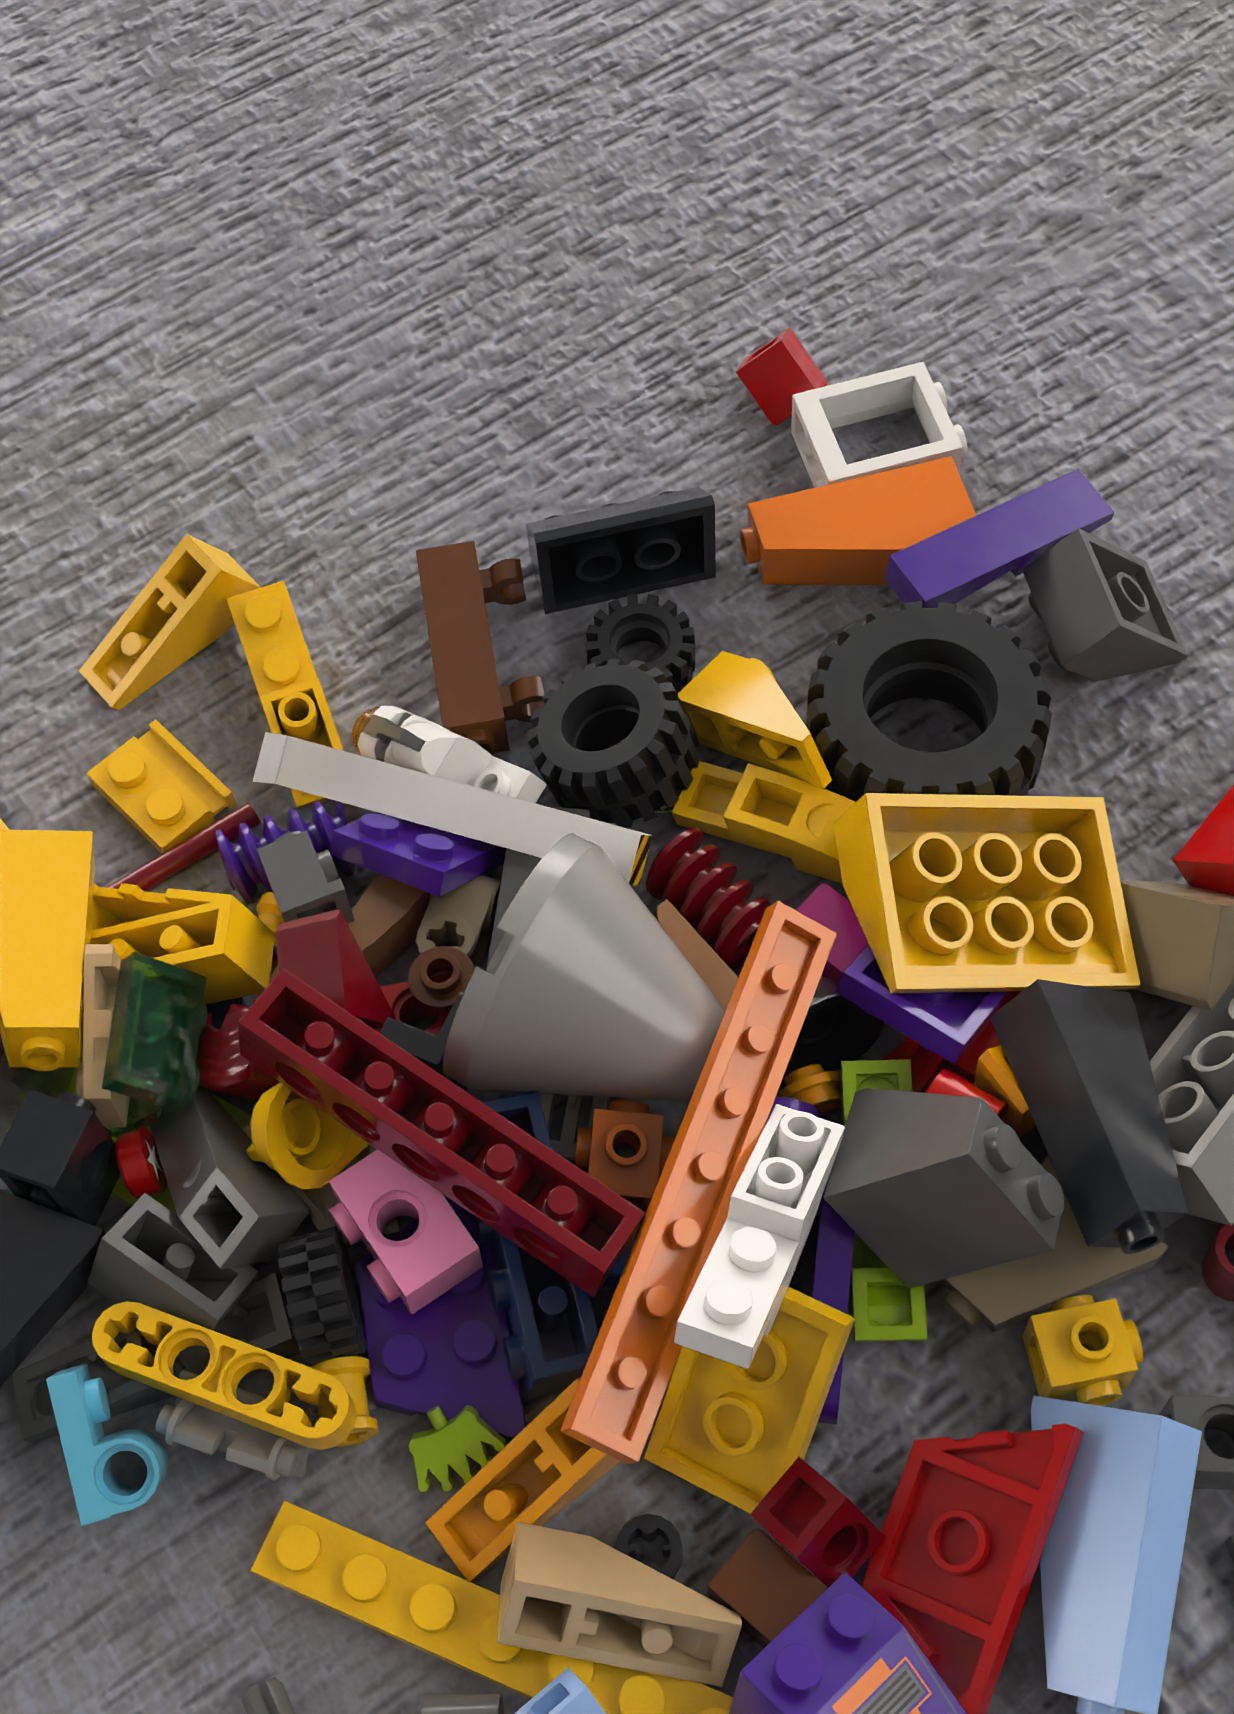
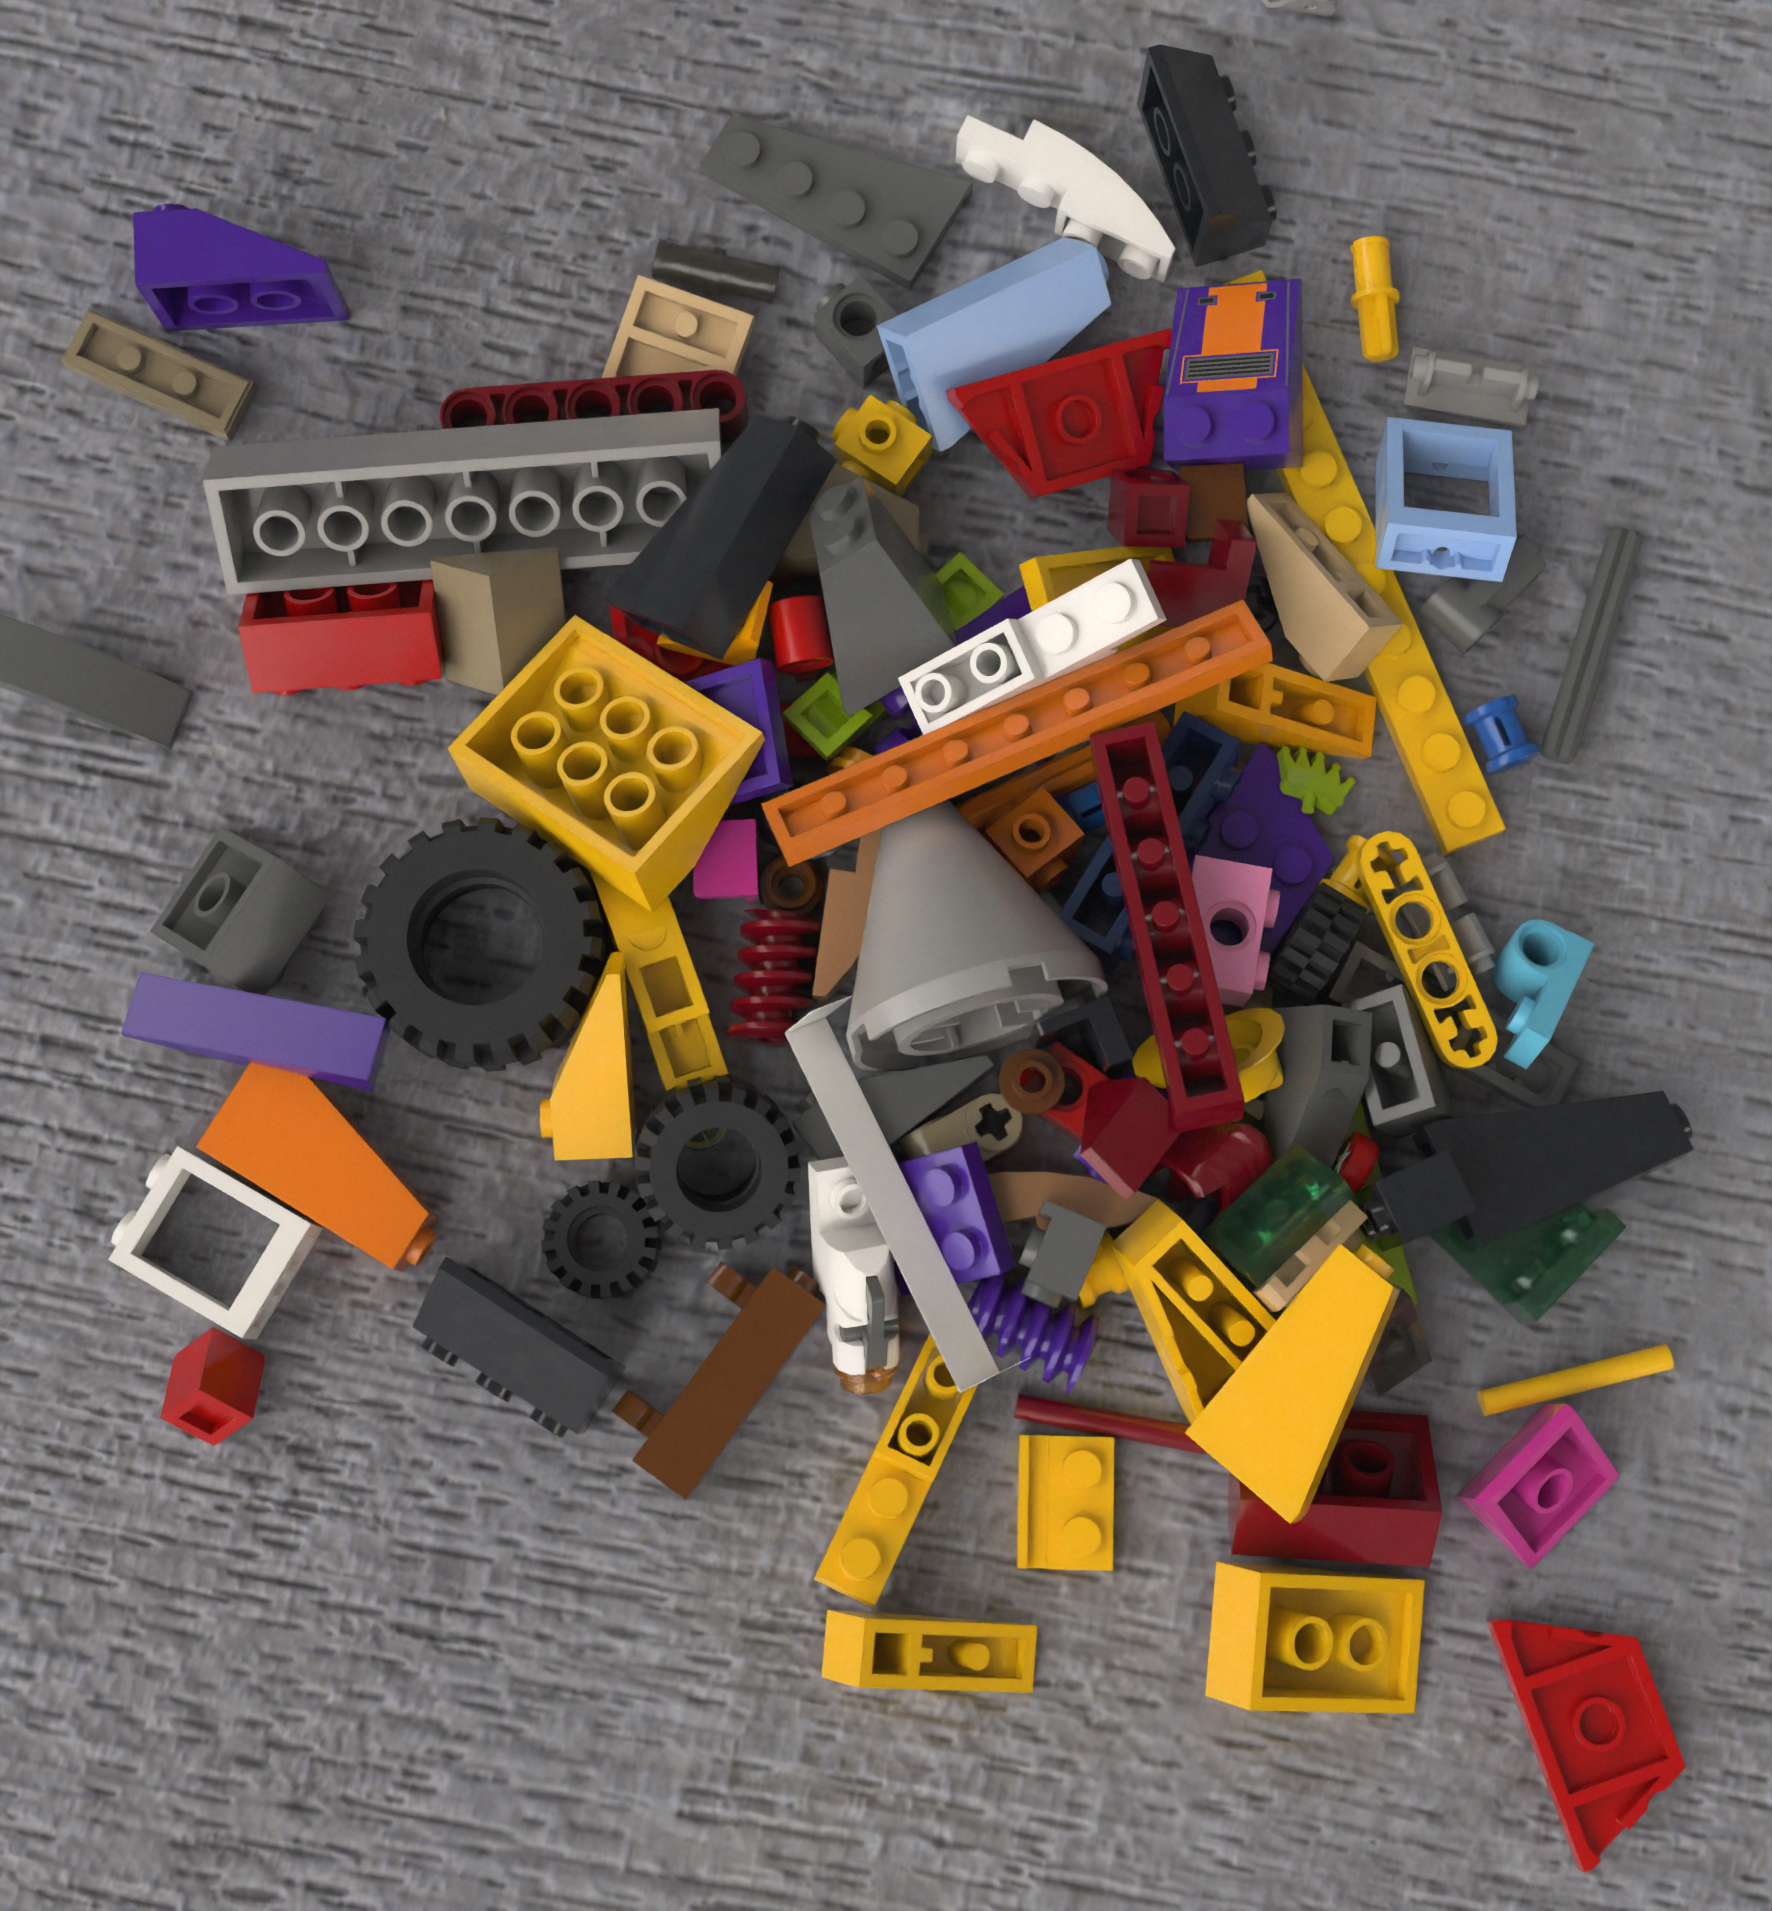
camera: 140 degrees left, 20 degrees up
(325, 1651) = (1503, 713): none -> blue bush
(689, 1473) = (1196, 590): none -> dark red piece

